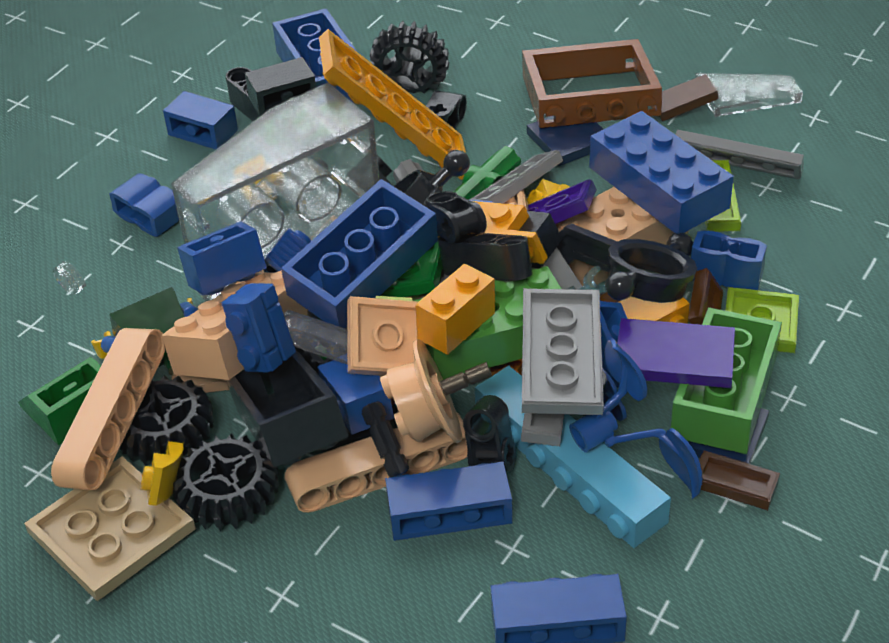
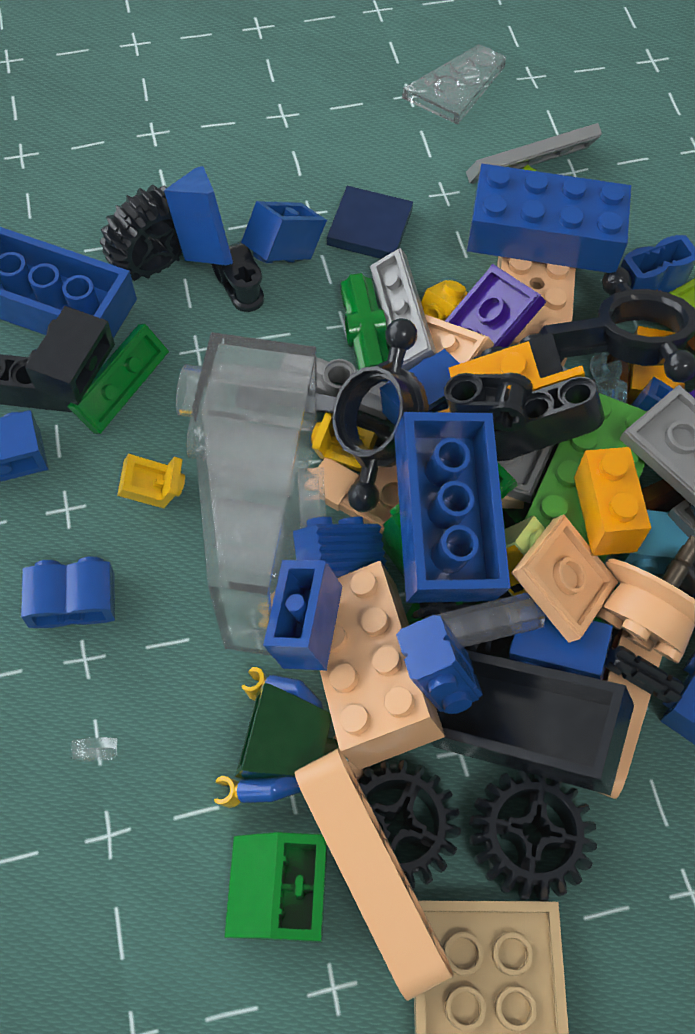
camera: 50 degrees left, 20 degrees up
(161, 475) = (504, 893): yellow slope -> none
(387, 99) = (239, 304): light orange plate -> none
(440, 59) = (198, 219): none -> blue slope
(490, 99) = (283, 231): none -> blue brick
(589, 61) = (267, 159): dark orange window -> none
(687, 97) = (424, 120): tile -> none

